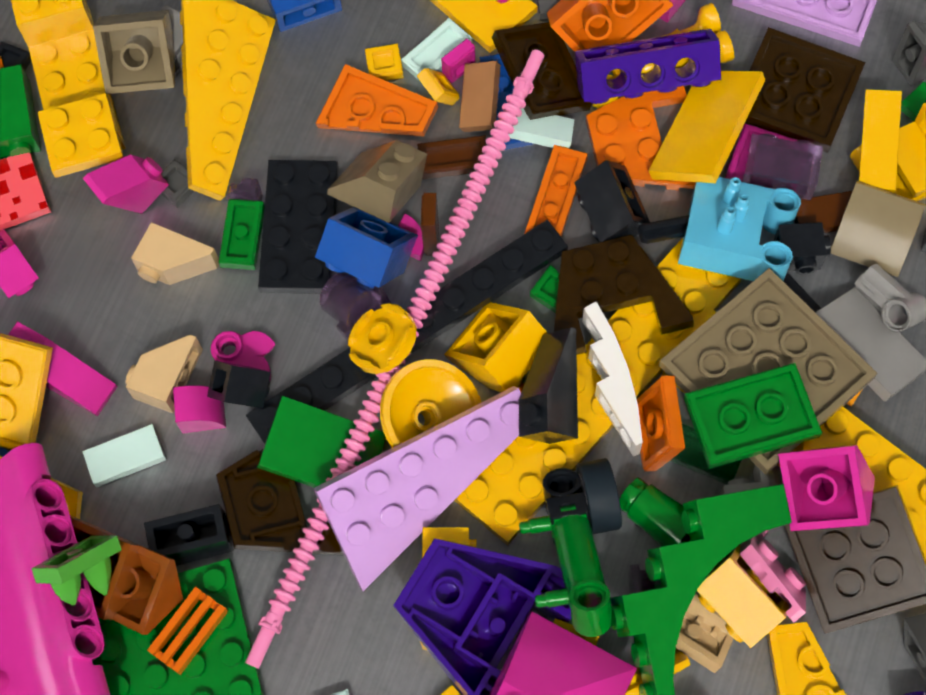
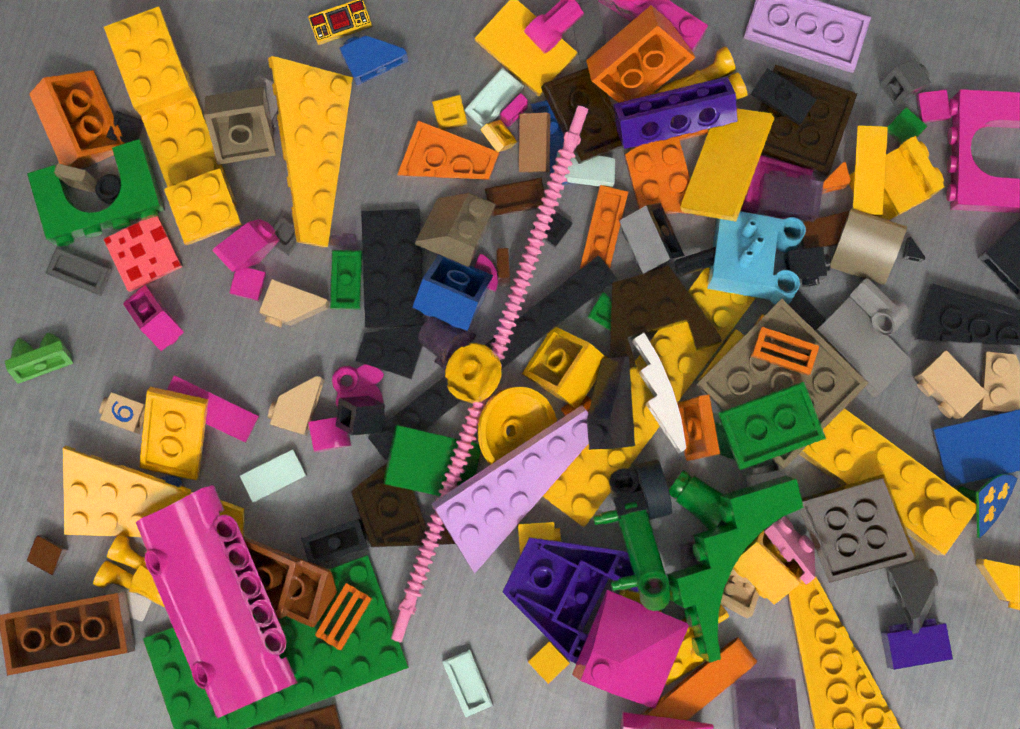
camera: 10 degrees left, 15 degrees up
(87, 556) = (260, 580): bright green tile -> none
(124, 232) = (248, 283): none -> dark pink tile
(288, 318) = (392, 350): none -> black wing
(498, 193) = (558, 229): none -> black tile
(766, 339) = (756, 353): none -> orange tile
(776, 59) = (783, 96): none -> black plate
(827, 487) = (830, 482): dark pink slope -> none
(839, 154) = (837, 180): none -> orange slope

